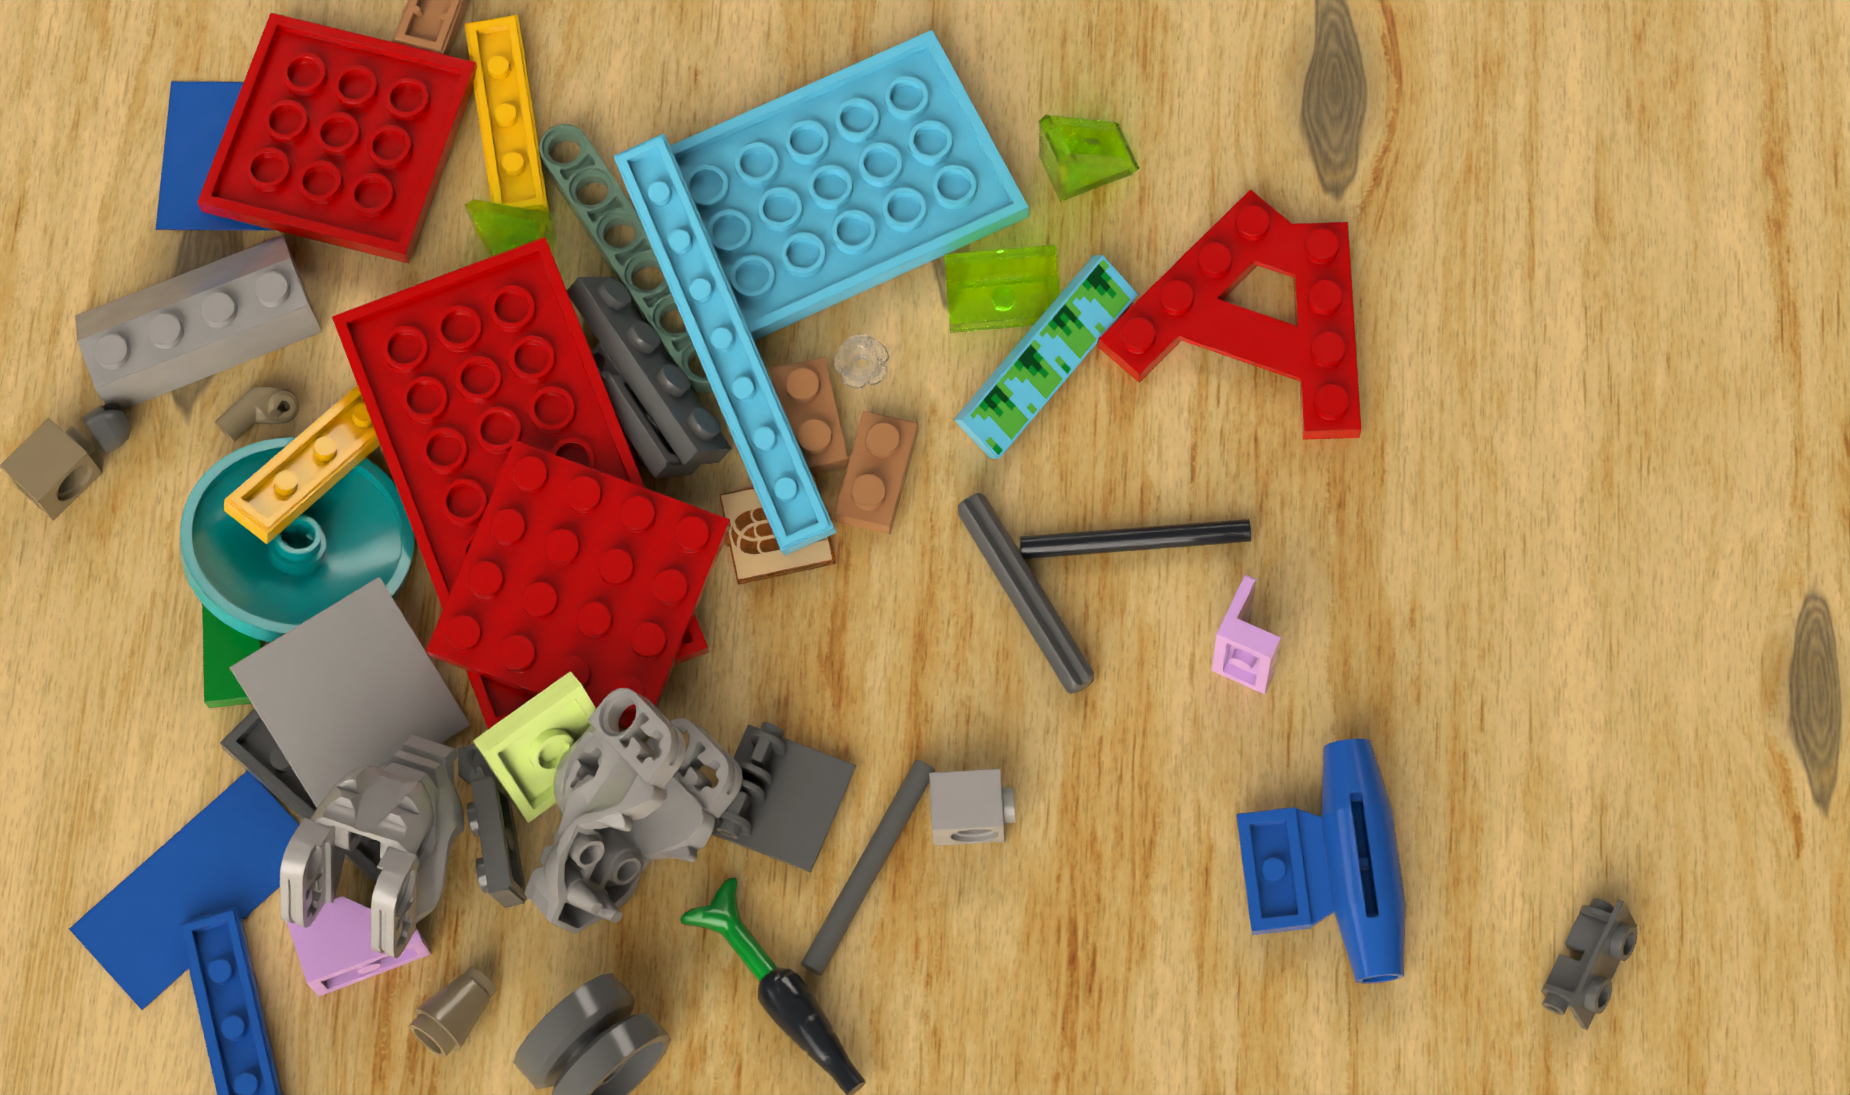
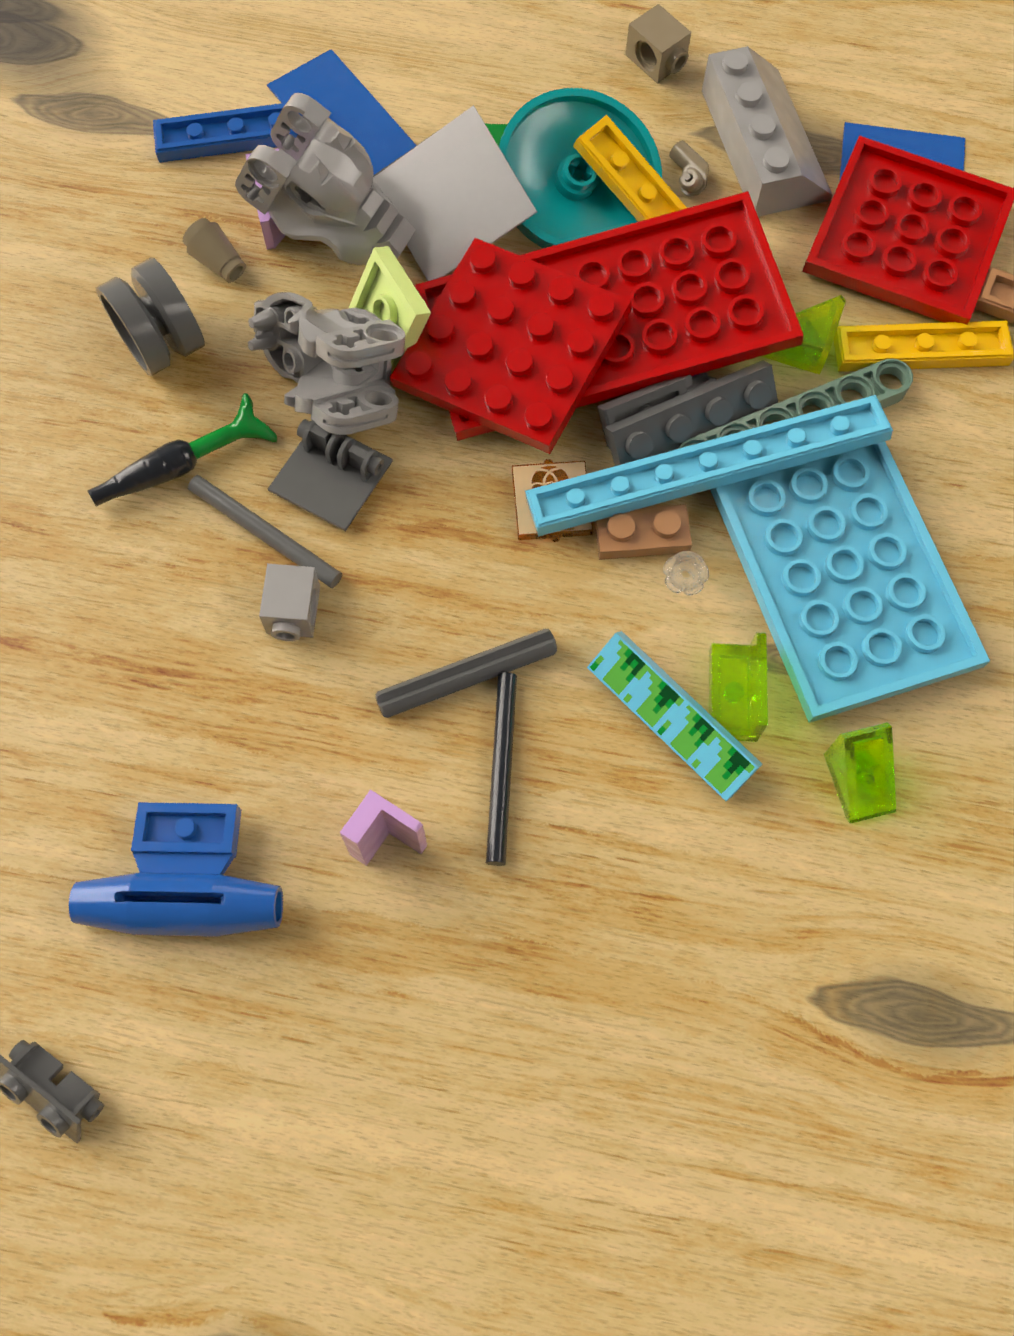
camera: 90 degrees right, 0 degrees up
(109, 426) = (686, 77): dark grey hinge -> none
(494, 822) = (325, 283): dark grey hinge -> none
(876, 472) = (588, 575): medium nougat plate -> none
(1191, 309) = (652, 947): red plate -> none

